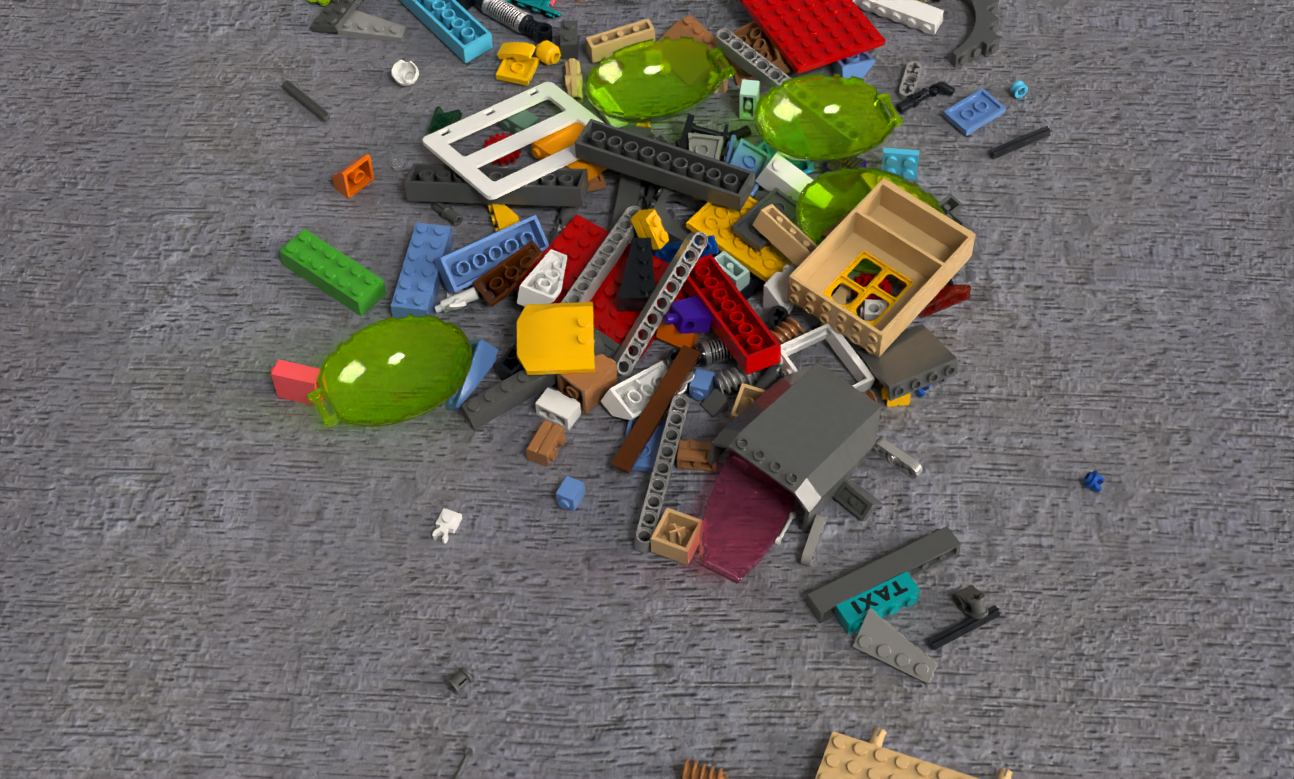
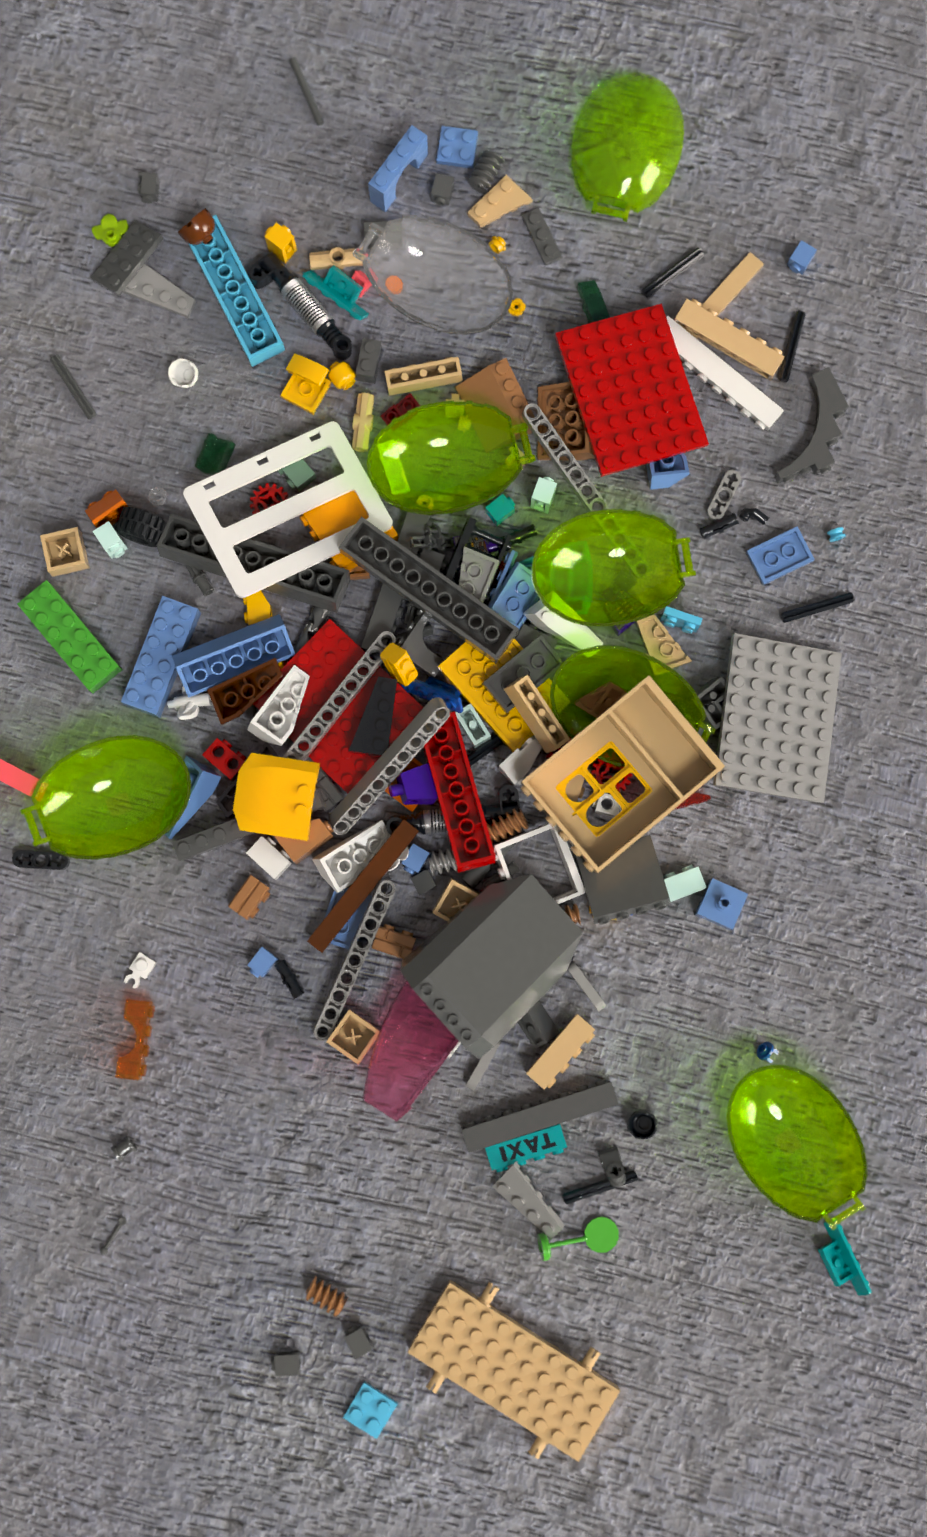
camera: 10 degrees right, 30 degrees up
(318, 209) = (64, 551): none -> tan brick
(337, 456) = (26, 864): none -> black beam
(359, 192) = (110, 540): none -> light aqua brick
(386, 176) = (140, 526): none -> black tyre
(452, 602) = (138, 1014): none -> clear orange arch
(498, 336) = (222, 762): none -> red brick
(600, 504) = (289, 979): none -> black pin
(713, 118) = (500, 509): none -> teal brick
(888, 513) = (560, 1051): none -> tan brick
(970, 359) = (684, 883): none -> light aqua brick
(974, 669) = (600, 1236): none -> bright green piece
(989, 560) = (642, 1124): none -> black hair
(1007, 368) = (721, 904): none -> medium blue brick
(1014, 219) = (777, 718): none -> light grey plate
(1152, 533) = (797, 1143): none -> clear neon green windscreen
(1235, 644) = (842, 1262): none -> teal bracket

